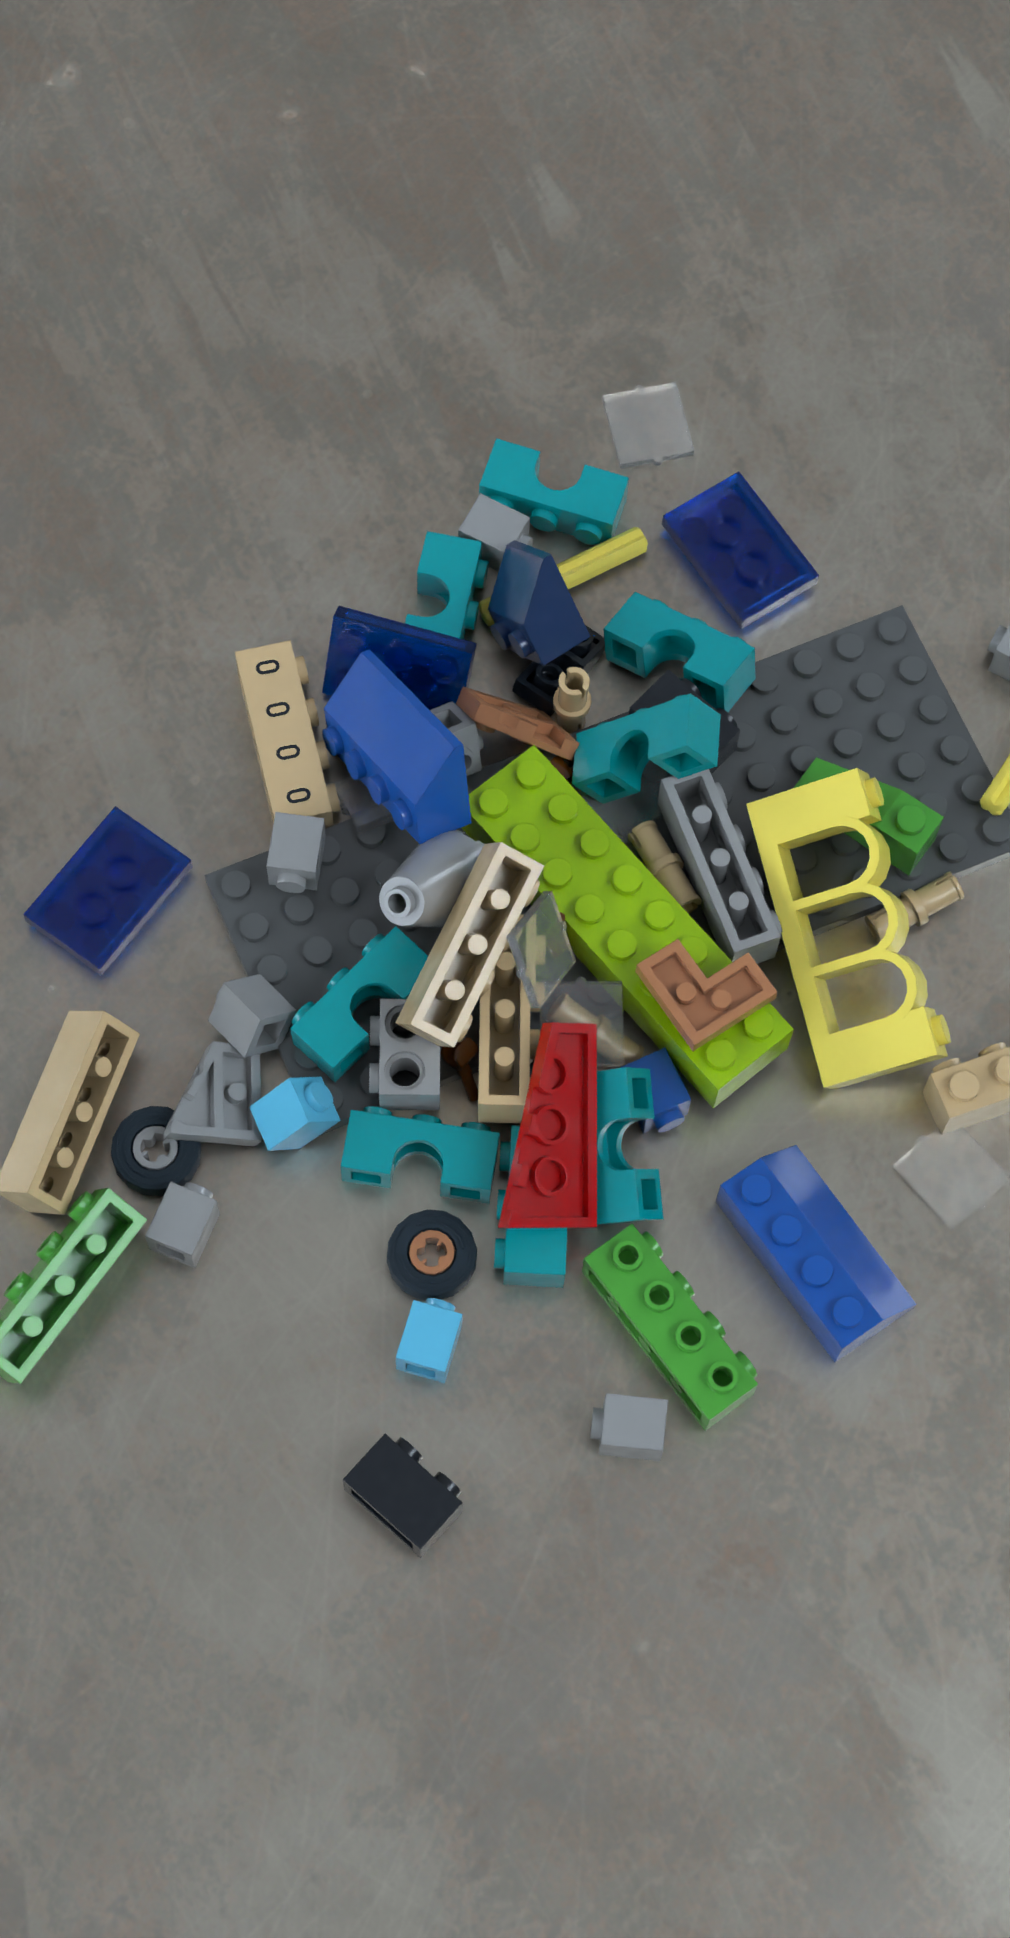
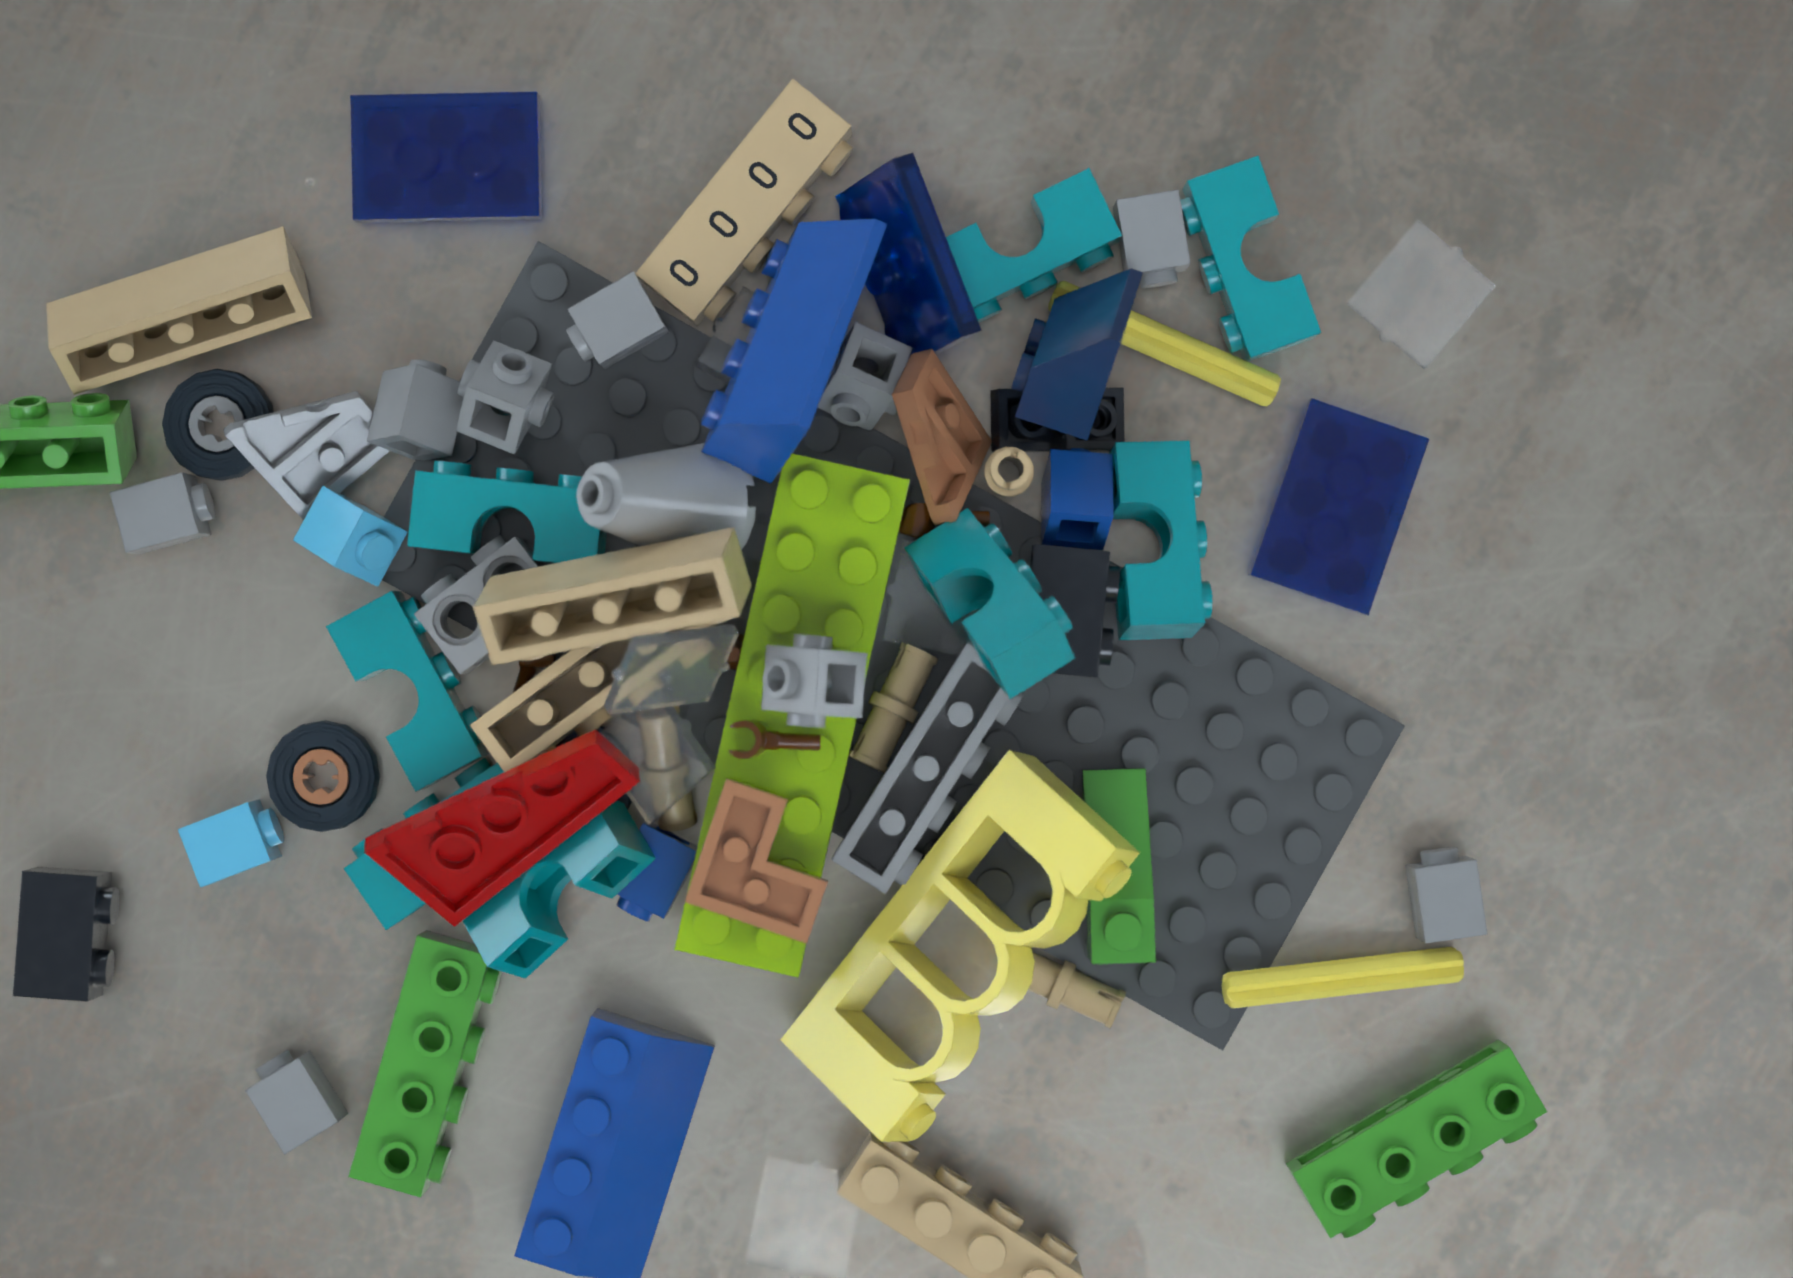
camera: 55 degrees right, 20 degrees up
(287, 945) = (504, 396): none -> light grey brick
(615, 867) = (813, 681): none -> light grey brick
(618, 677) = (1077, 499): none -> blue brick
(632, 928) = (774, 740): none -> reddish brown hand

